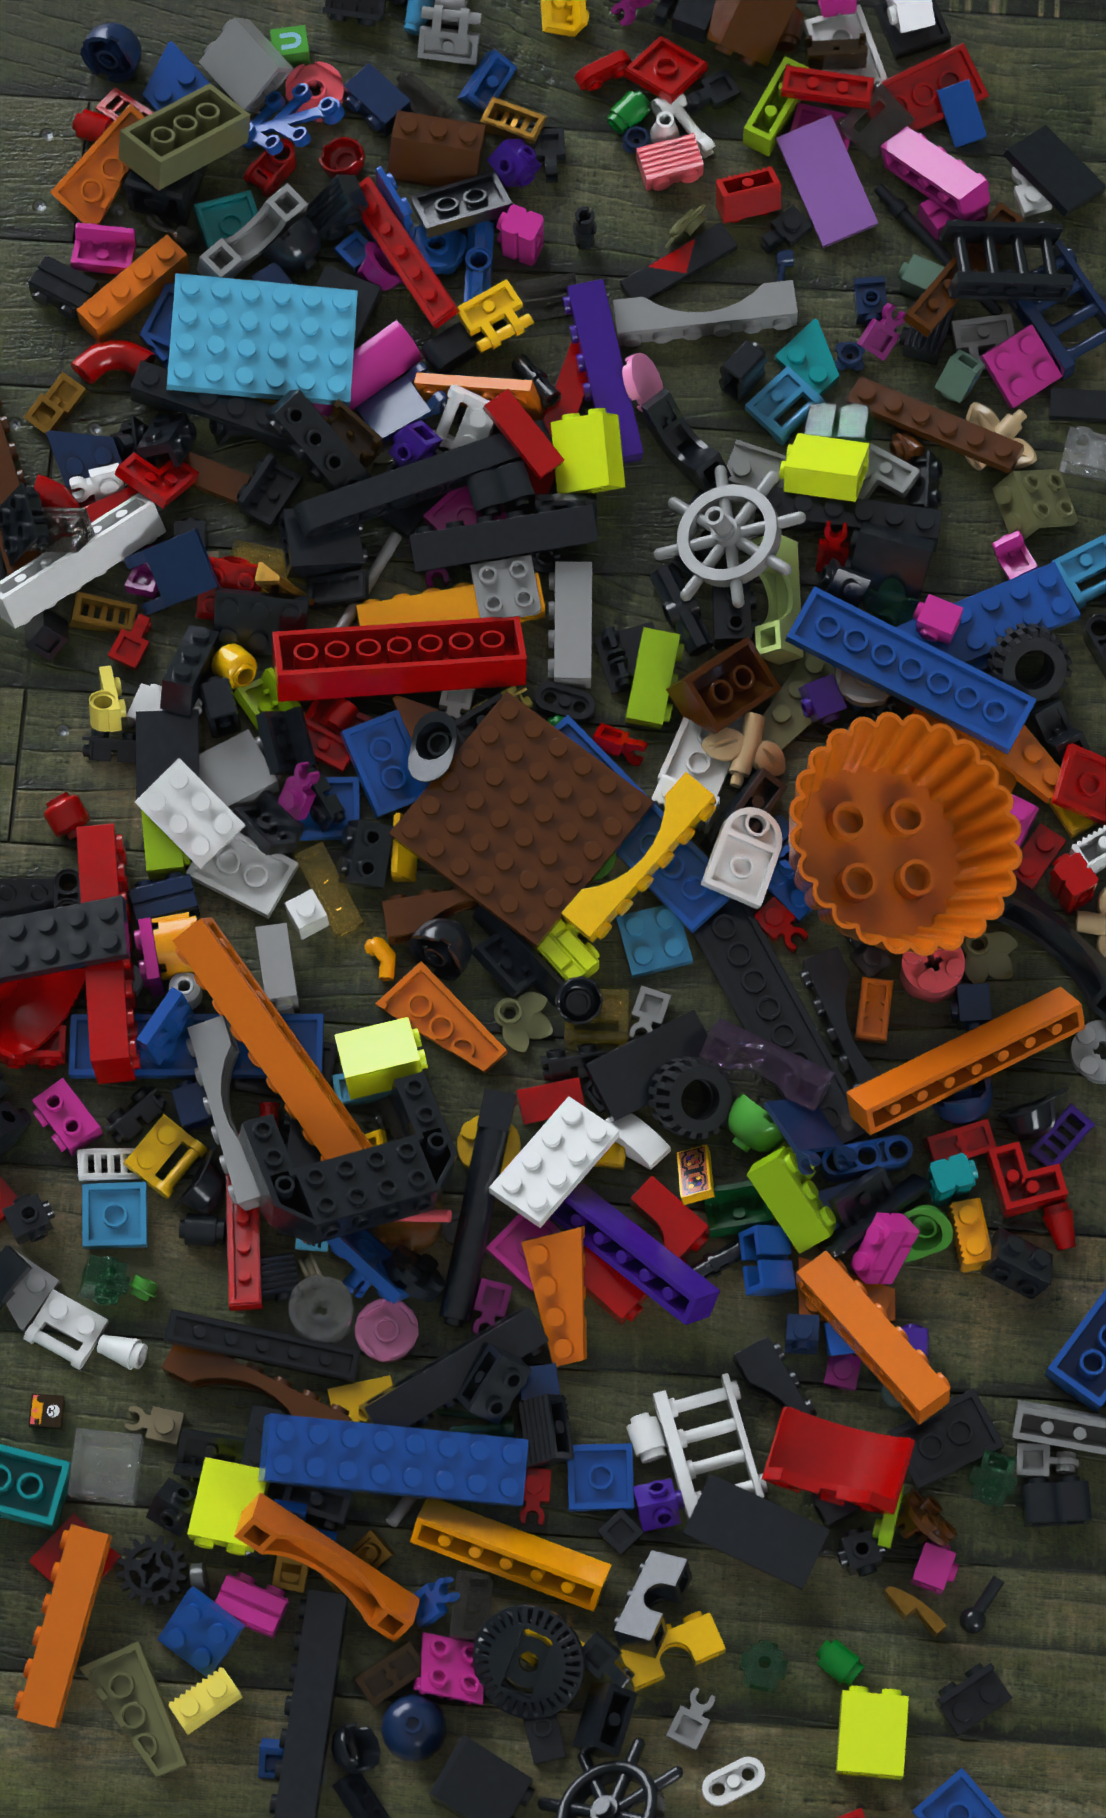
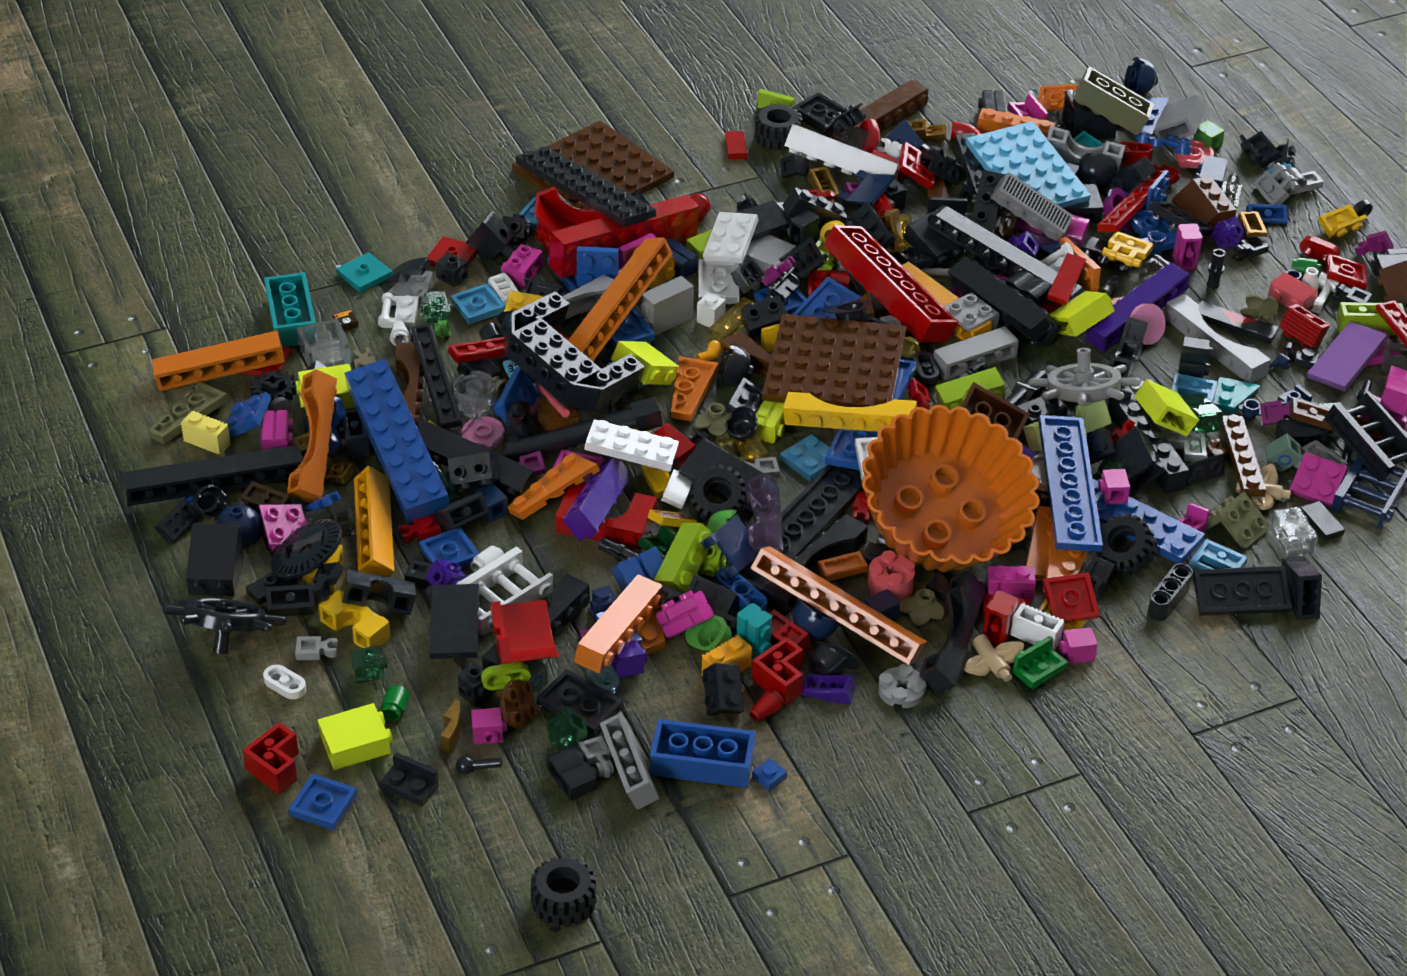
camera: 60 degrees right, 30 degrees down
(104, 704) = (769, 191): light yellow plate -> none
(363, 390) = (1032, 206): none -> light grey brick

